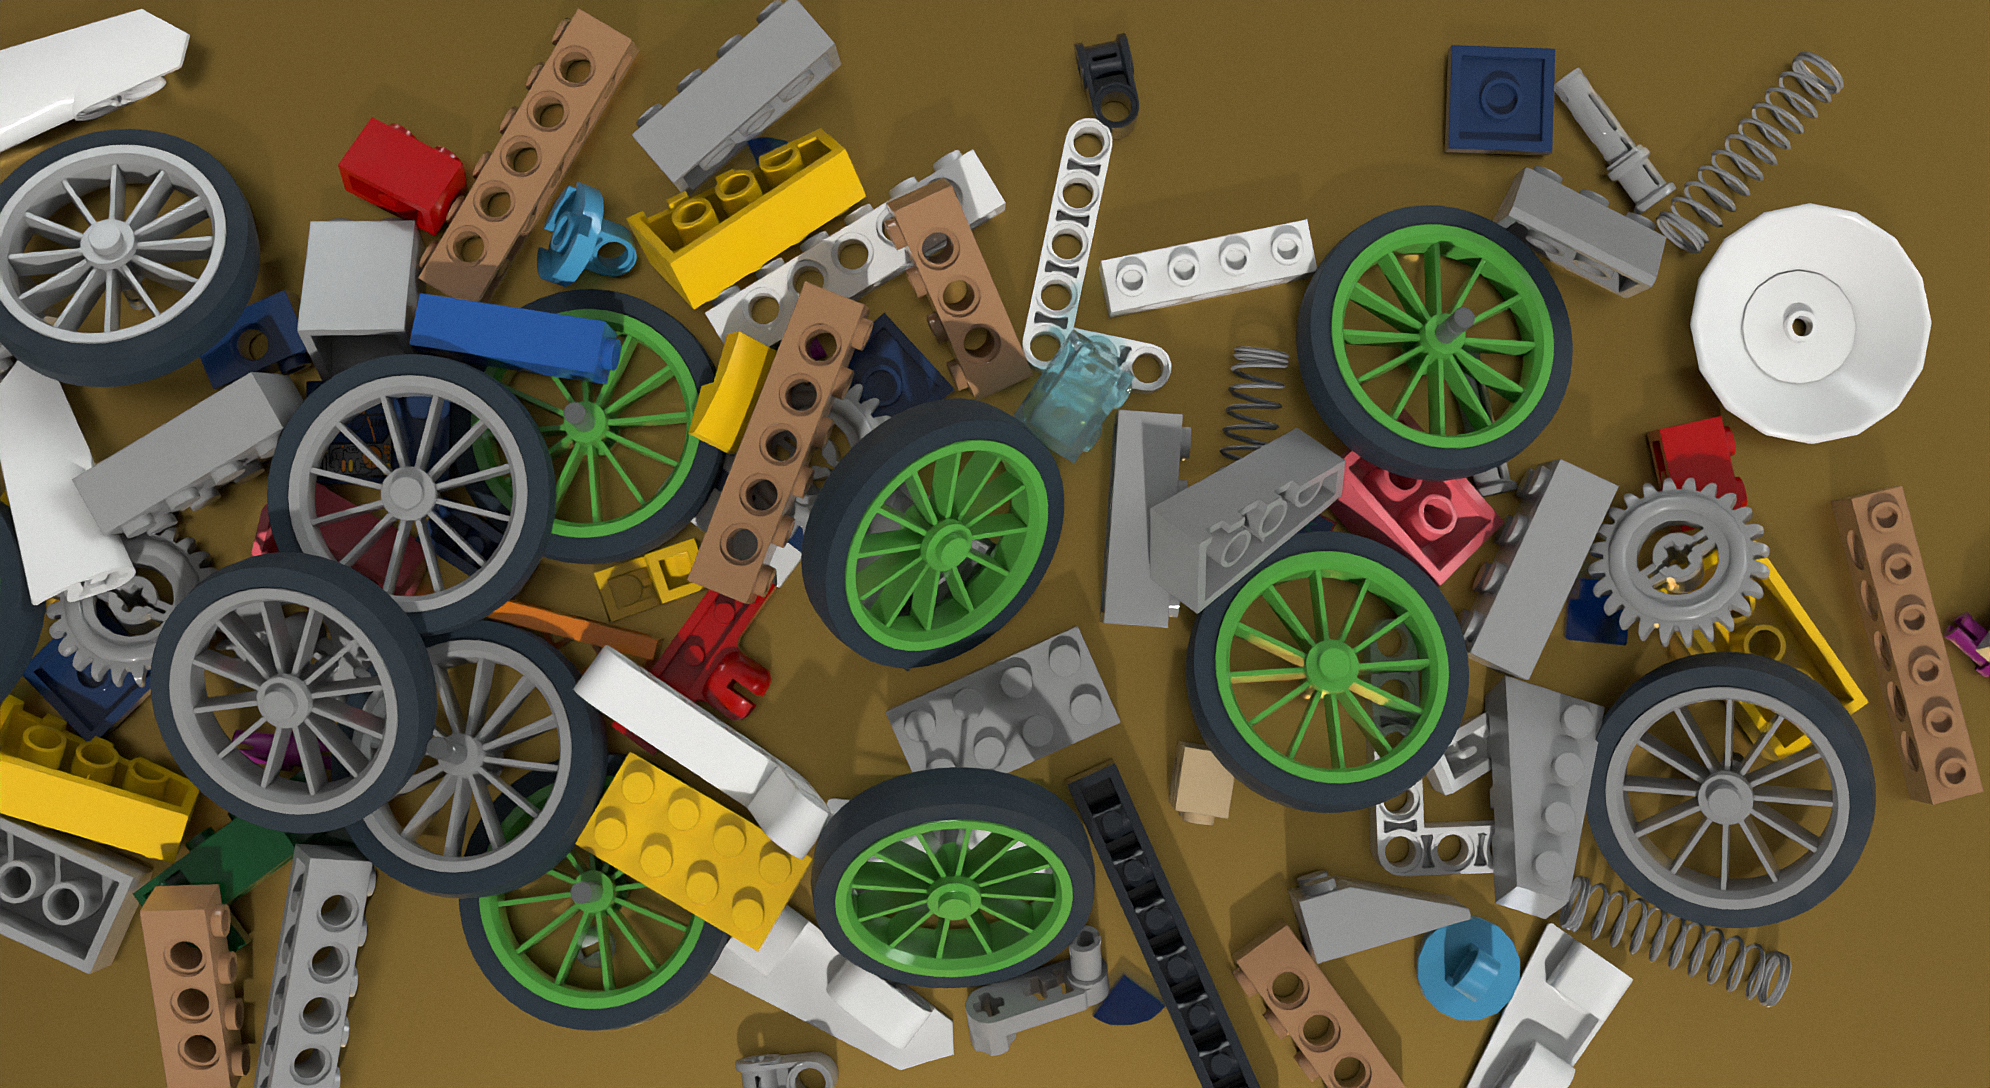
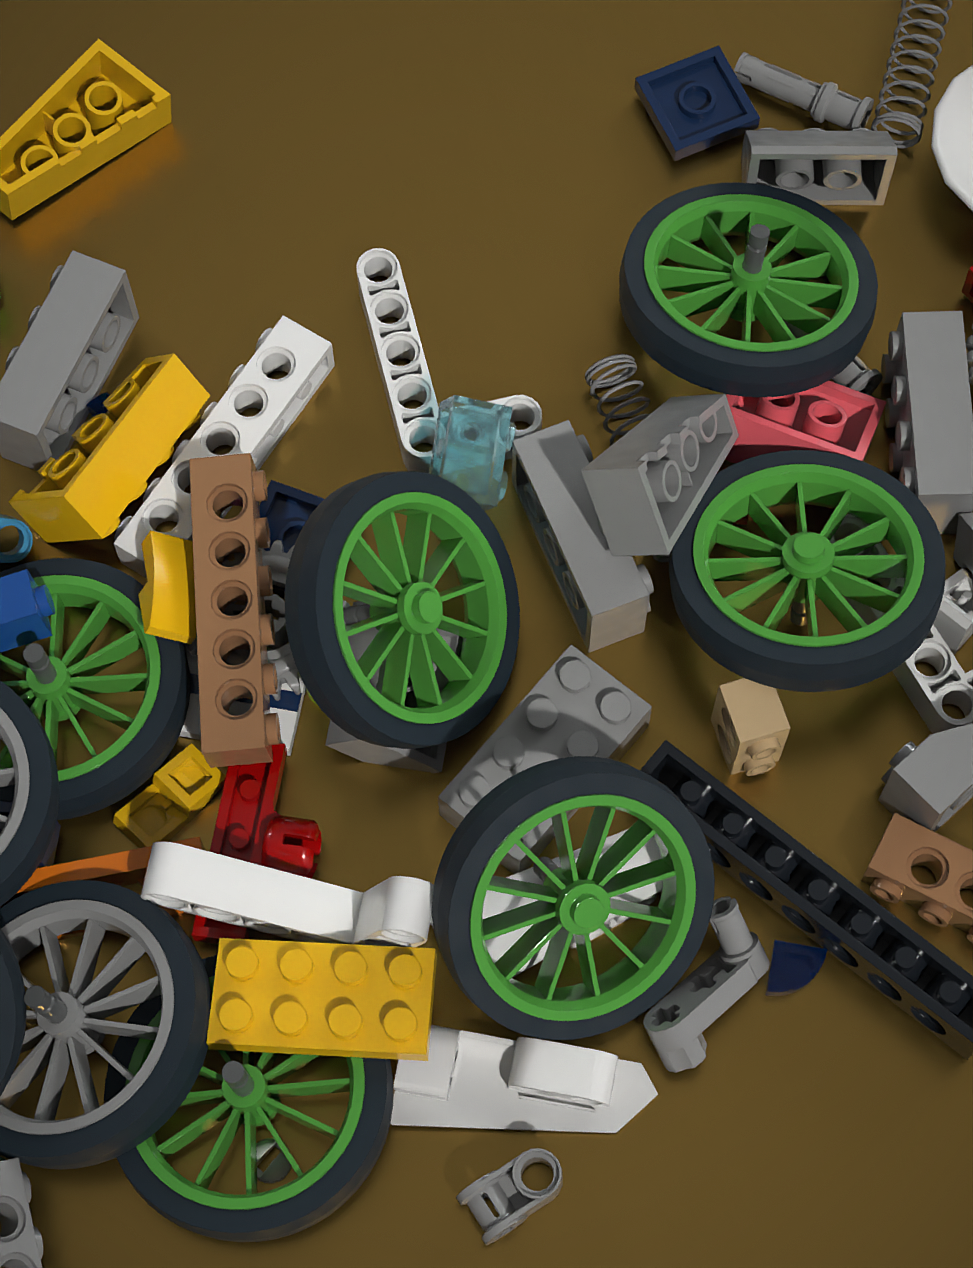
camera: 25 degrees left, 20 degrees down
(1001, 358) = (318, 396): medium nougat brick -> none
(1108, 76) = (370, 222): black piece -> none
(1207, 268) = (528, 324): white brick -> none

